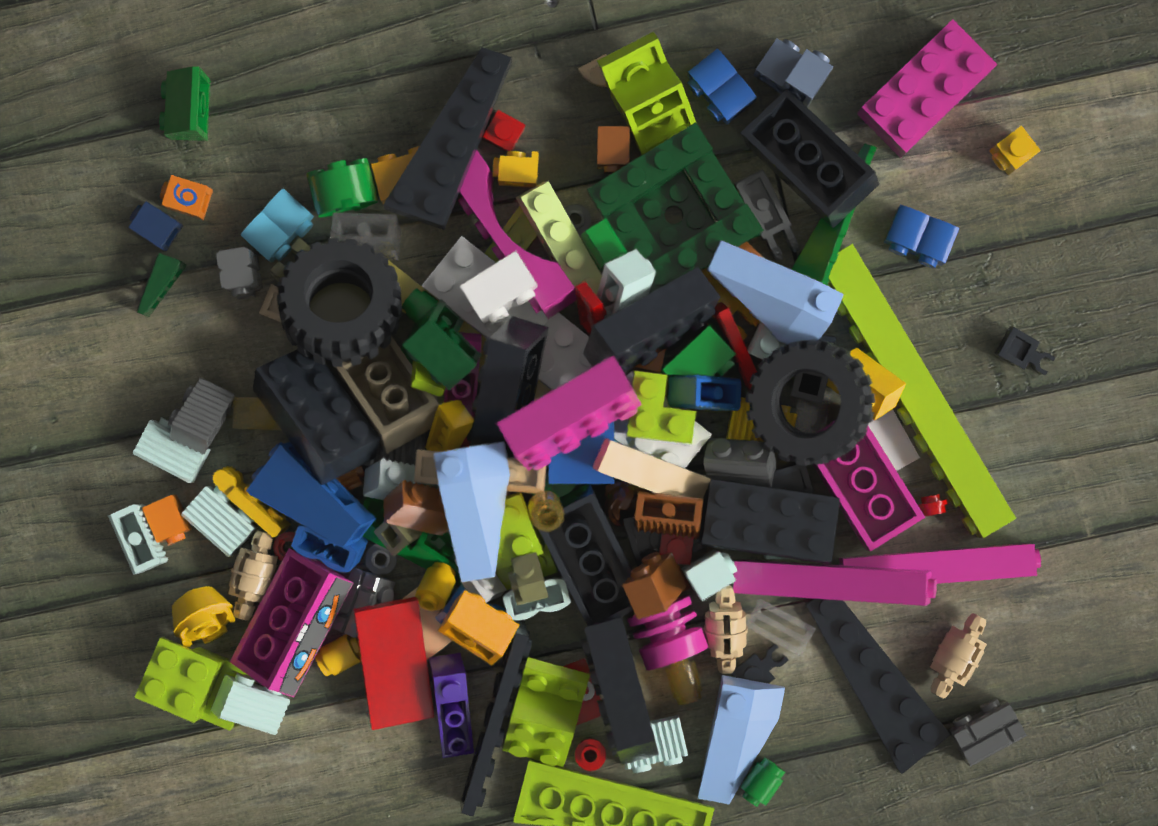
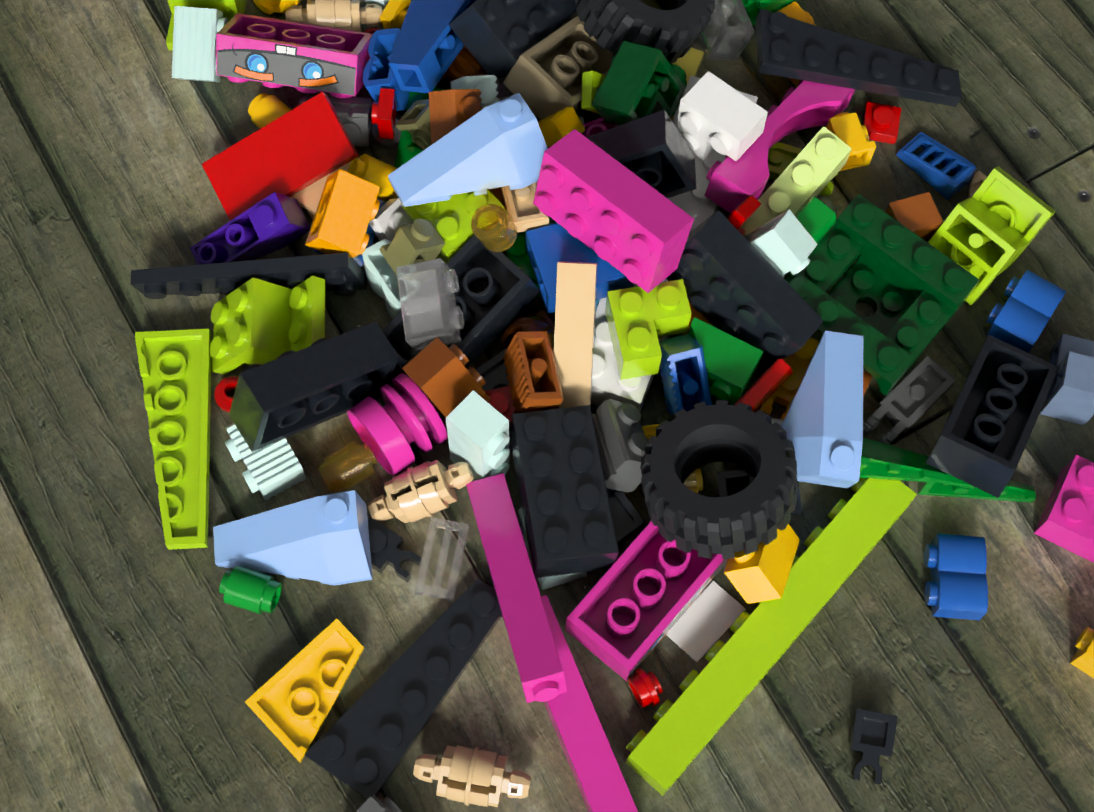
camera: 65 degrees right, 20 degrees down
(376, 561) = (385, 113): none -> red plate
(566, 85) = (938, 179): none -> blue slope
(588, 581) = (429, 303): none -> clear brick
(852, 760) = (306, 688): none -> yellow wing

